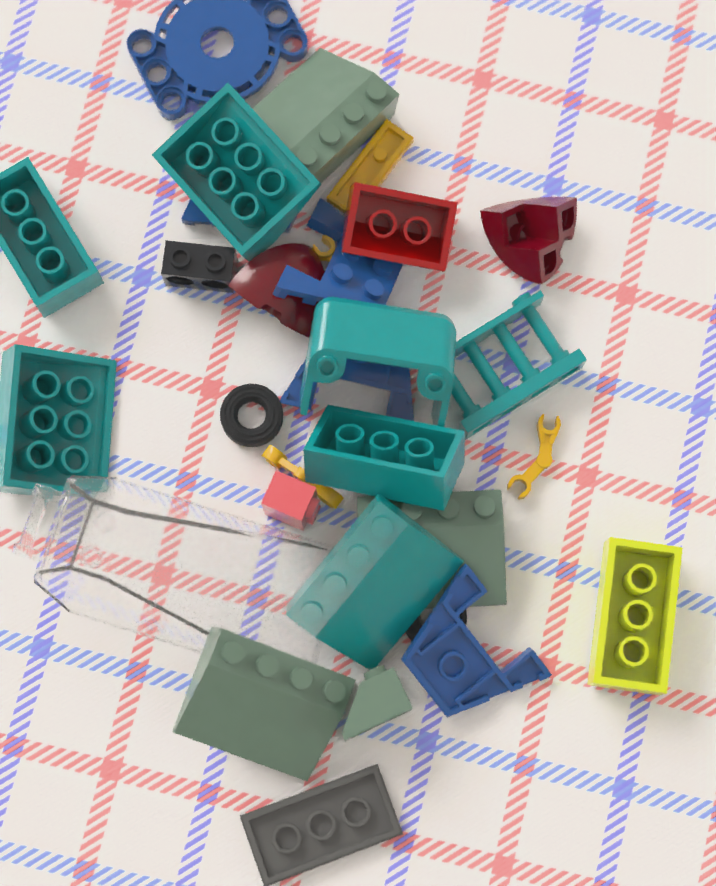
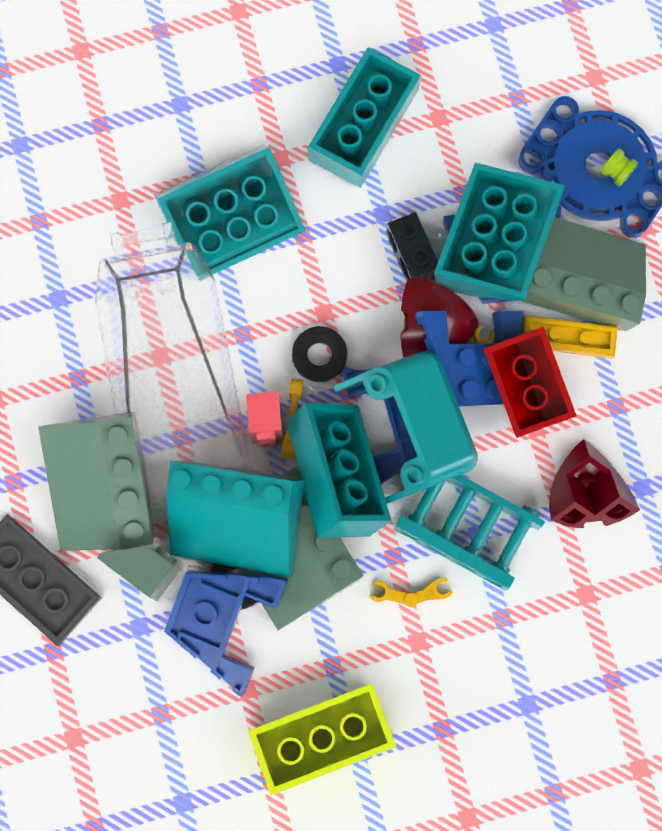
camera: 60 degrees right, 0 degrees up
(233, 25) = (619, 167): none -> lime wheel

